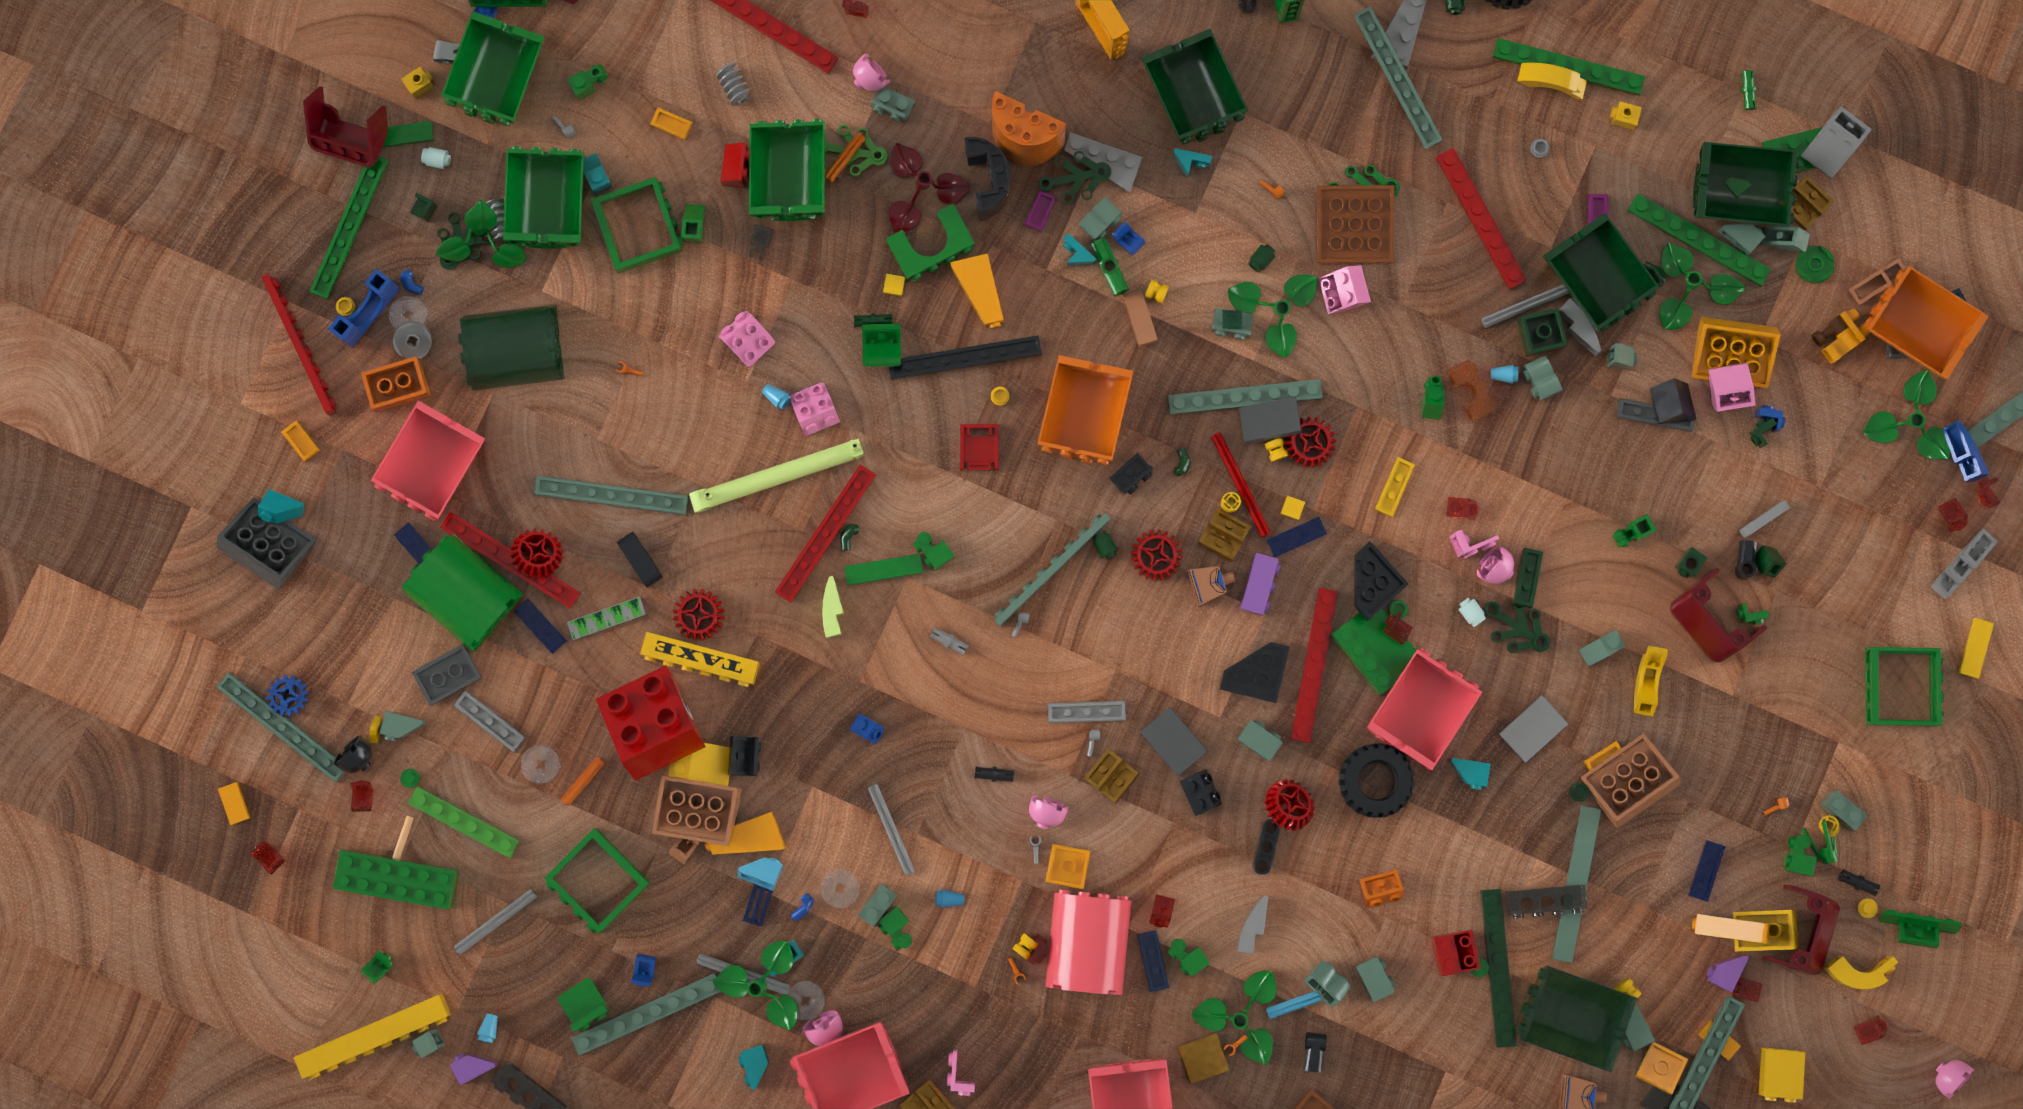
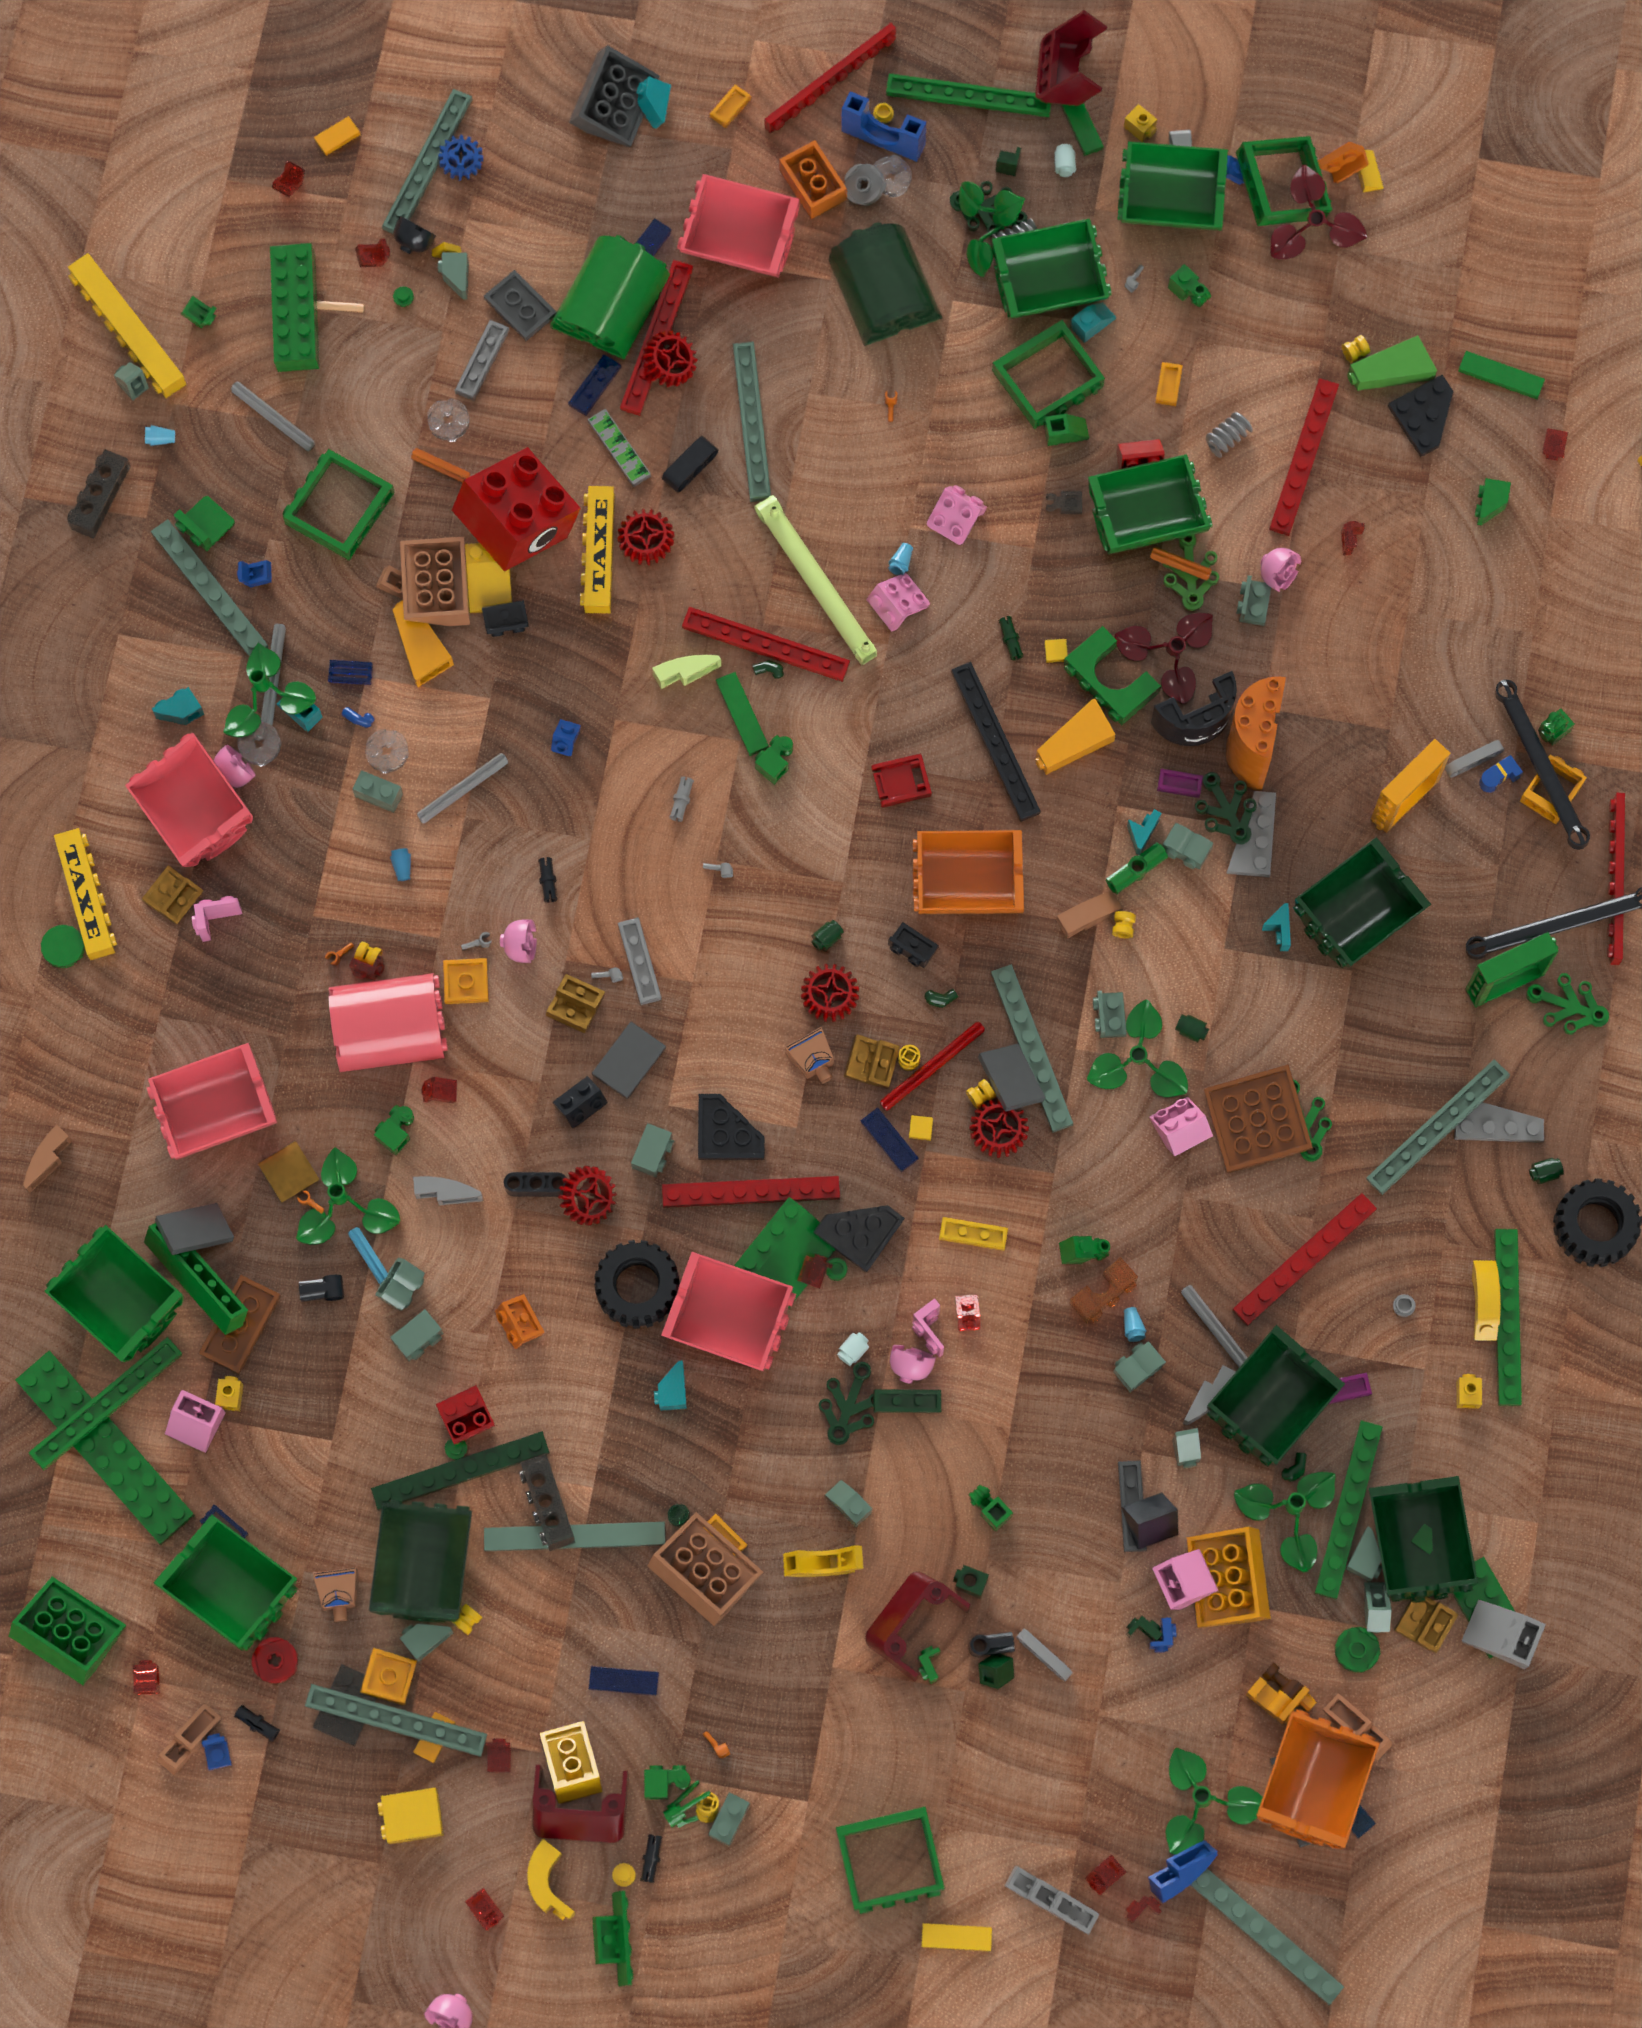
camera: 75 degrees right, 10 degrees down
(409, 285) = (923, 168): blue arm -> none
(463, 822) = (370, 360): bright green plate -> none
(470, 1067) = (115, 428): medium lavender slope -> none
(762, 872) = (385, 665): medium azure slope -> none
(881, 345) = (985, 651): green bracket -> none
(892, 925) = (359, 812): green brick -> none
(1000, 396) = (963, 788): yellow plate -> none
(1045, 574) = (778, 881): sand green plate -> none
(1128, 238) = (1174, 880): blue bracket -> none
(1153, 961) = (383, 1094): dark blue tile -> none
(1231, 319) = (1112, 1008): clear green tile -> none
(1260, 584) = (825, 1110): medium lavender brick -> none
(1277, 192) = (1273, 1029): orange hand -> none
(1533, 729) = (738, 1448): light grey tile -> none
(1542, 332) = (1191, 1352): dark green brick -> none
(1727, 972) = (512, 1727): medium lavender slope -> none
(1731, 928) = (562, 1718): light orange slope -> none
(1749, 90) = (1539, 1526): green pin -> none

